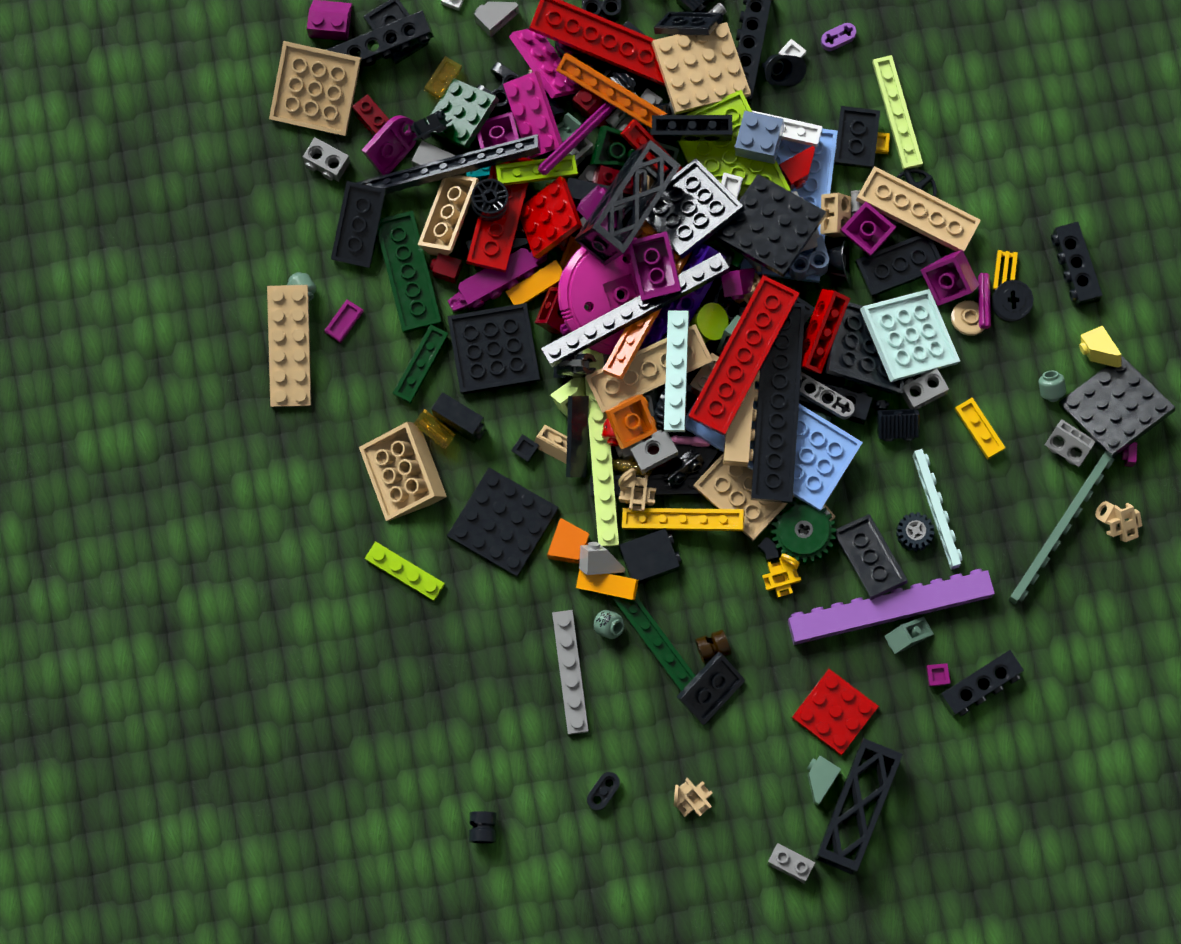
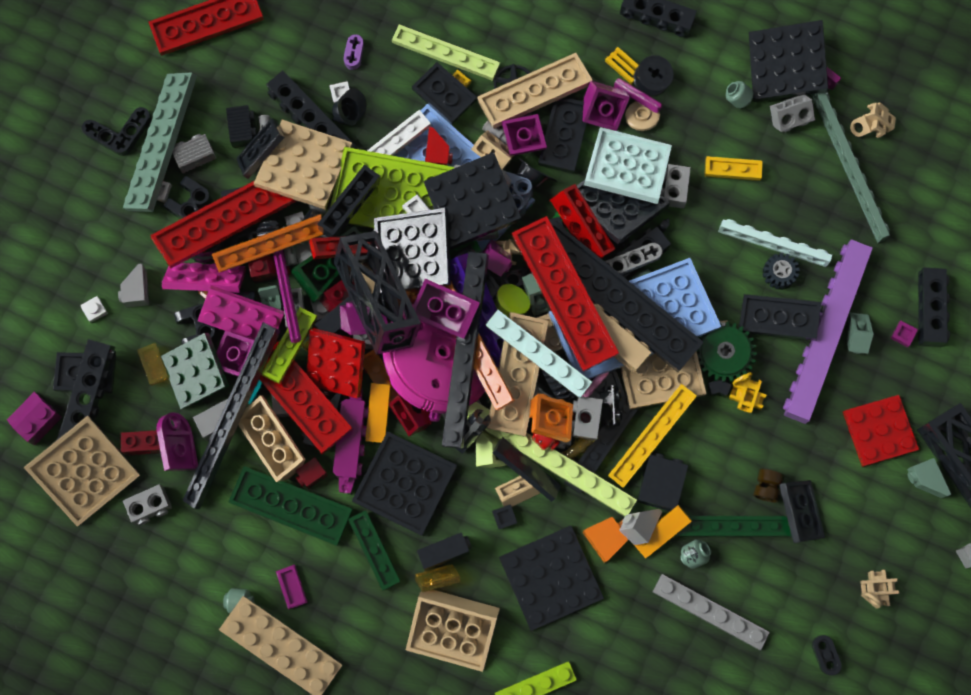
camera: 55 degrees left, 0 degrees up
(358, 224) = (222, 517): black plate -> none
(436, 123) = (189, 395): black hinge -> none
(488, 209) = (286, 388): black wheel -> none
(633, 494) = (605, 458): tan piece -> none
(759, 137) = (395, 158): sand blue brick -> none
(898, 424) = (689, 223): black brick -> none
(1100, 347) = (735, 40): light yellow slope -> none

